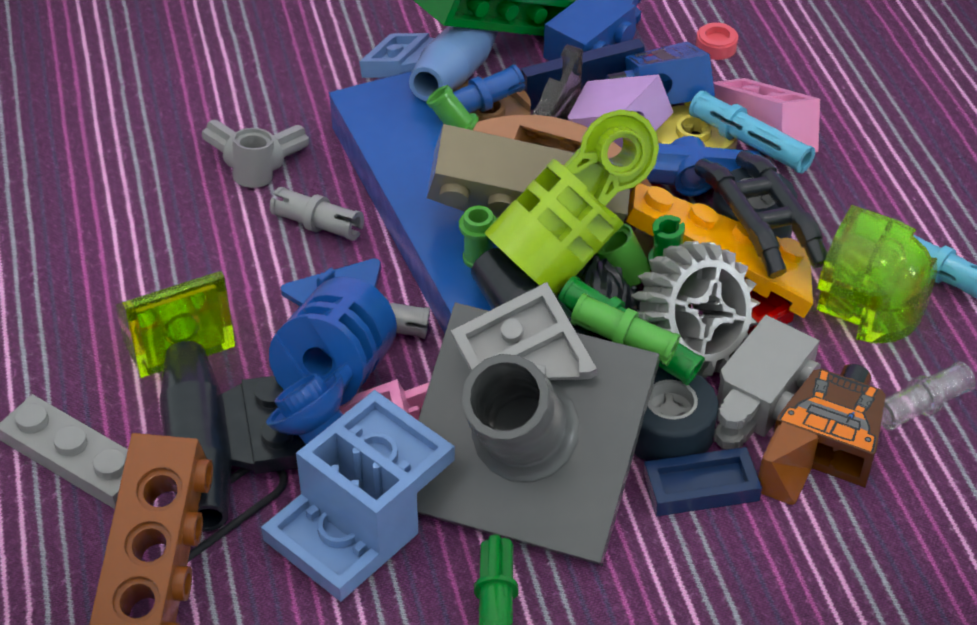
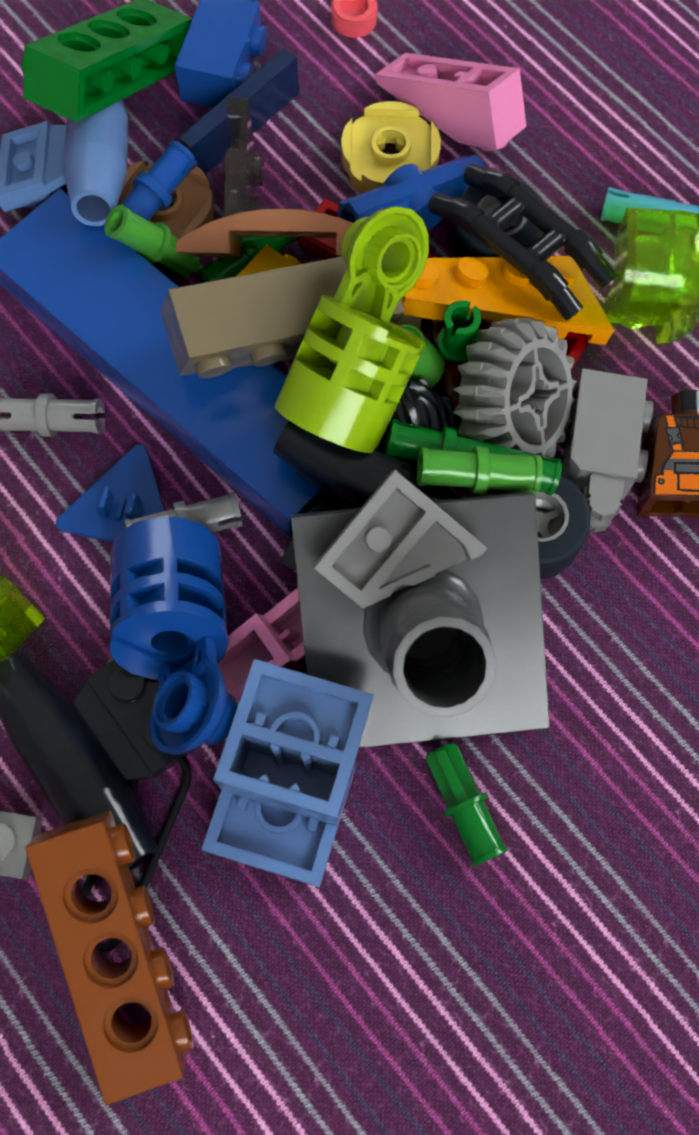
camera: 25 degrees left, 25 degrees up
(472, 226) = (256, 396): bright green pin -> none
(636, 94) = (310, 158): lavender torso -> none
(681, 67) = (335, 88): blue torso -> none
(701, 481) = (595, 583): dark blue tile -> none
(751, 131) = (458, 132): medium azure pin -> none
(787, 463) = (665, 532): dark orange slope -> none

